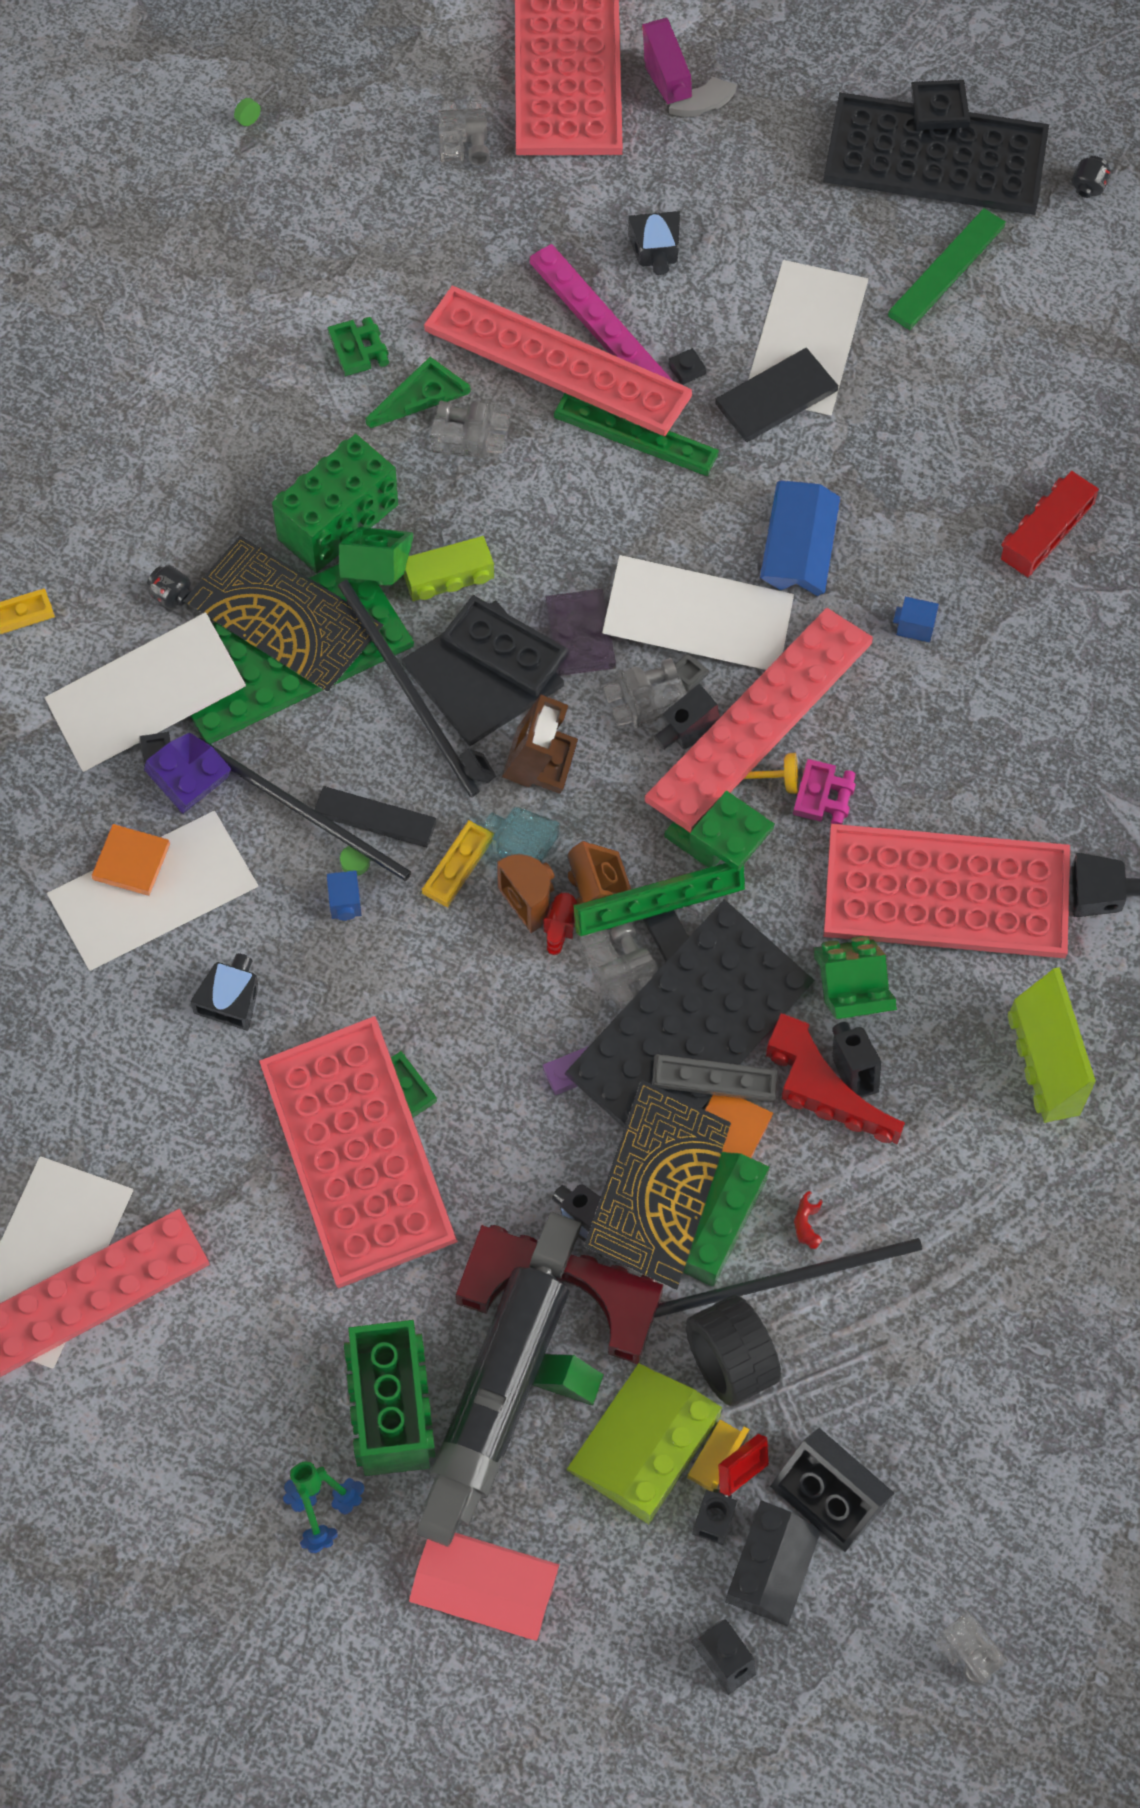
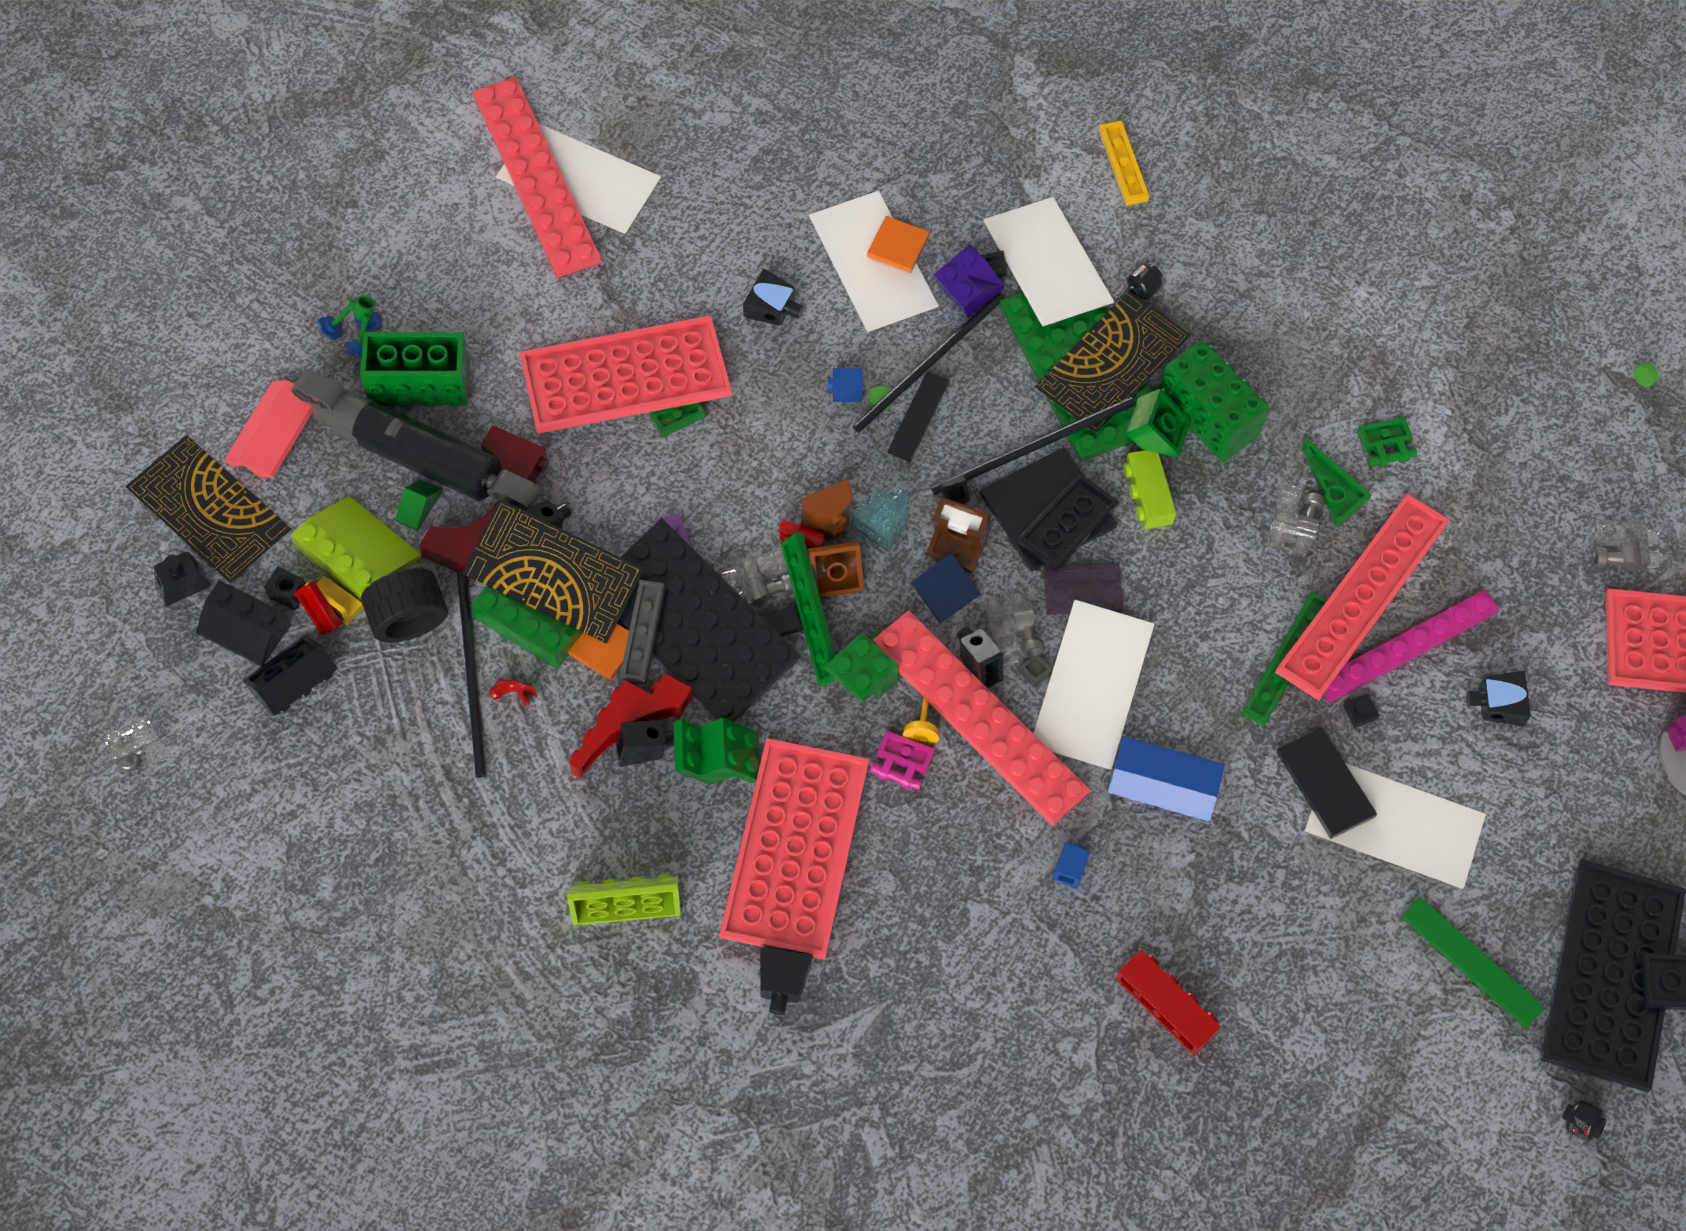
camera: 95 degrees right, 0 degrees up
(457, 863) = (867, 471): yellow tile -> none
(604, 1652) = (208, 508): none -> black sticker
(605, 765) = (945, 588): none -> dark blue tile

